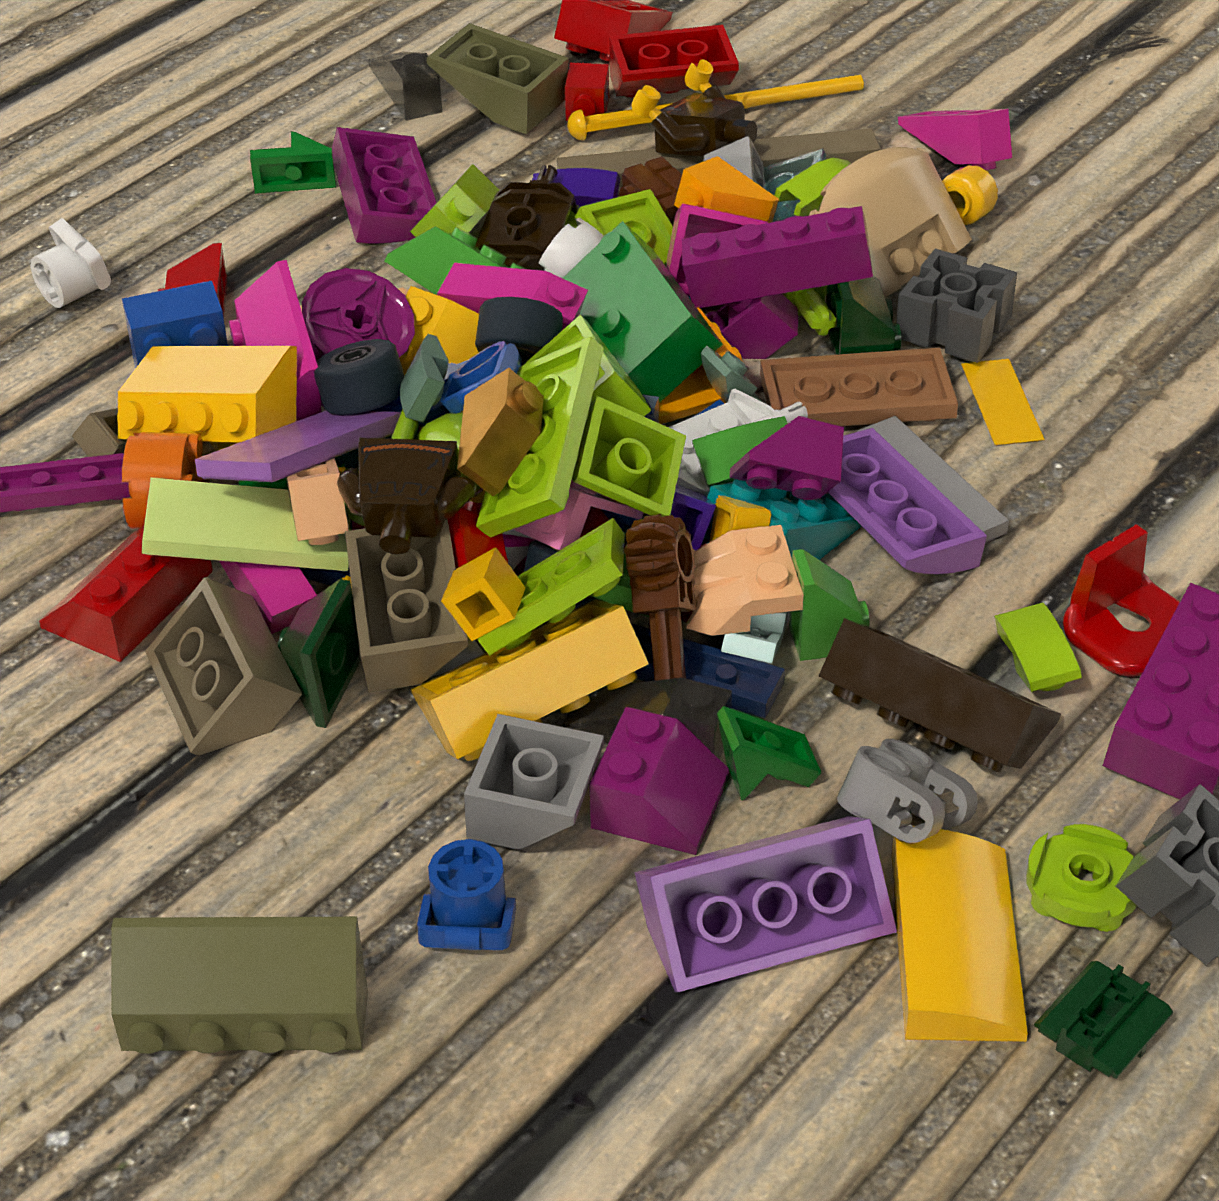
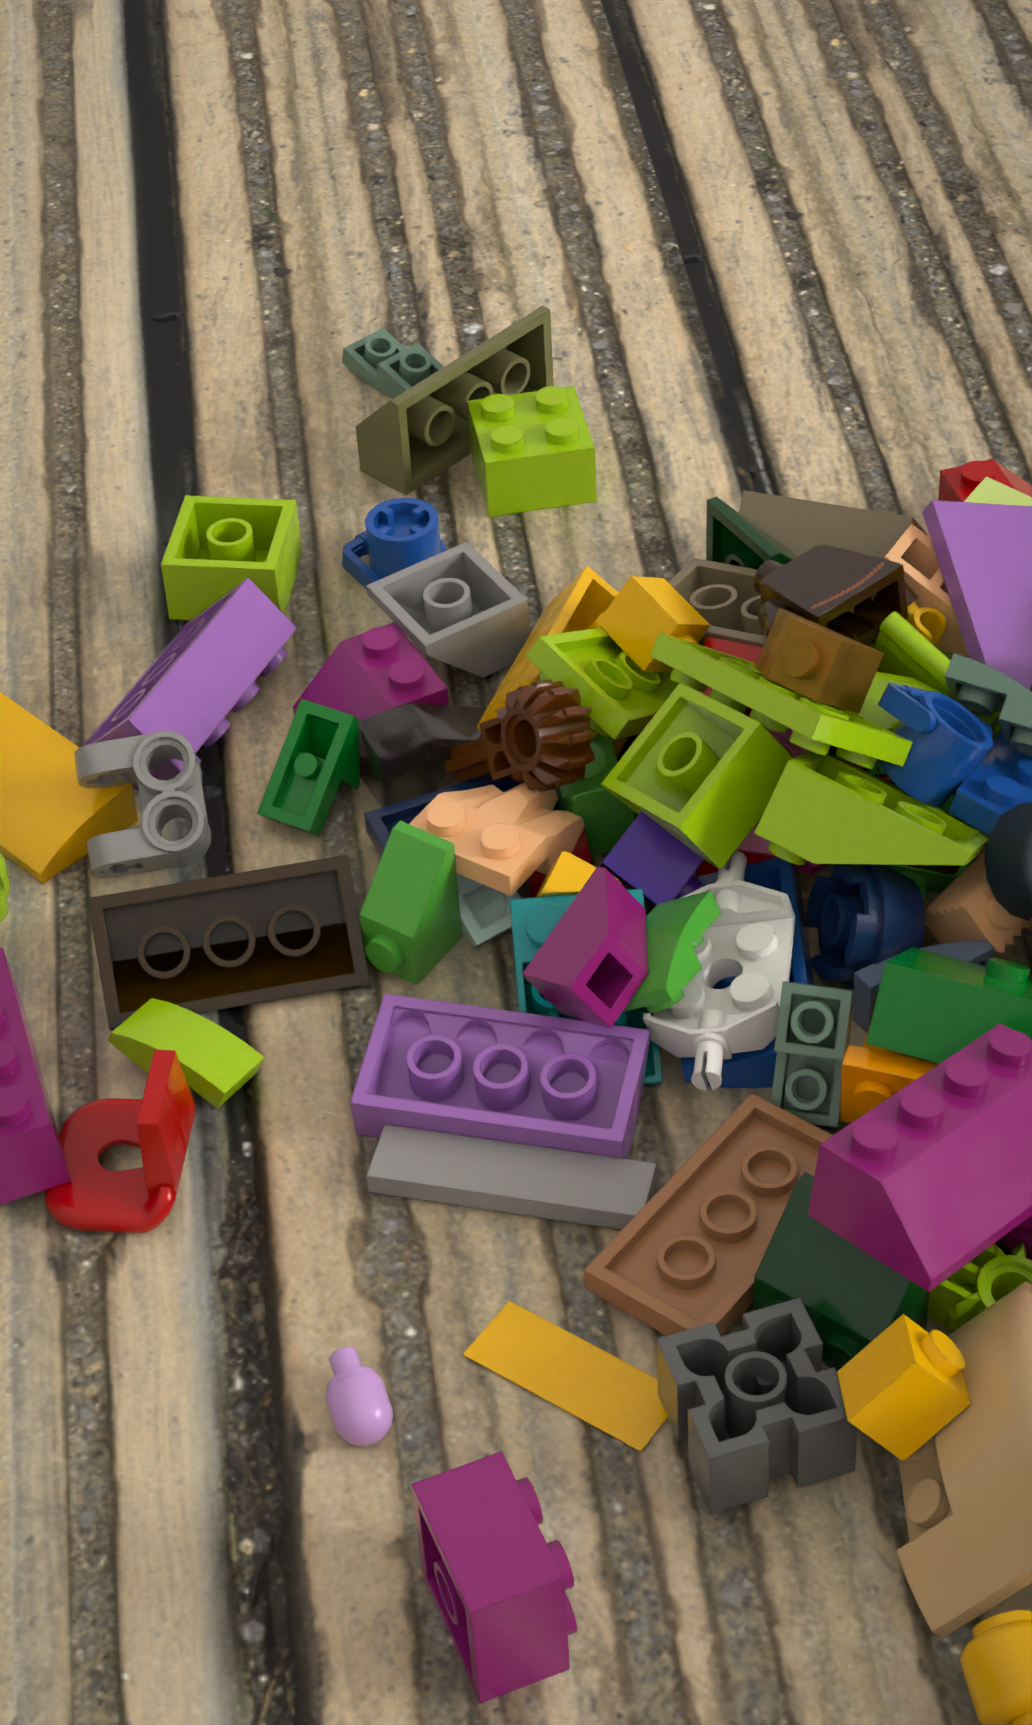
camera: 135 degrees right, 0 degrees up
(193, 1125) = (388, 364): none -> sand green slope
(262, 878) = (532, 451): none -> lime brick
(603, 970) = (224, 543): none -> lime brick
(907, 233) = (904, 1386): none -> yellow brick
(1124, 438) = (357, 1400): none -> lavender cylinder
(1150, 312) = (494, 1575): none -> magenta brick

